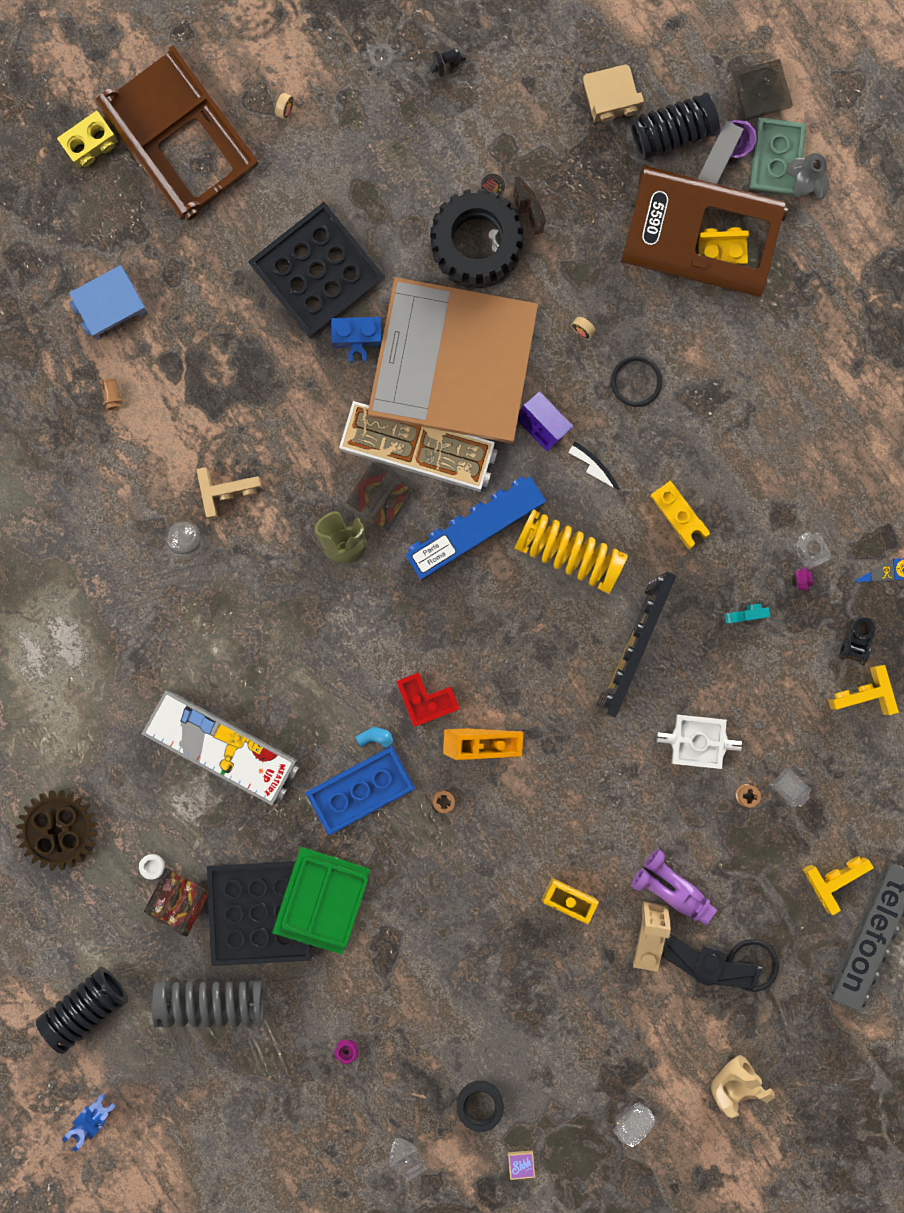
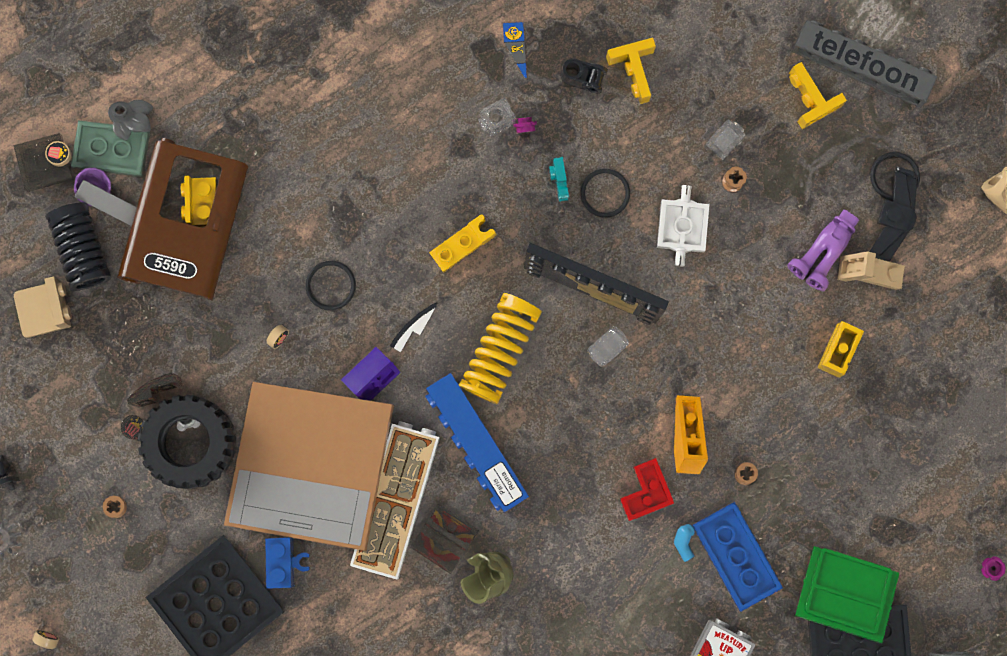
camera: 90 degrees left, 5 degrees down
(413, 161) = (115, 499): none -> medium nougat bush
(573, 661) = (608, 346): none -> clear gear
(756, 662) = (597, 213): none -> black tyre
(770, 103) = (58, 153): none -> tile

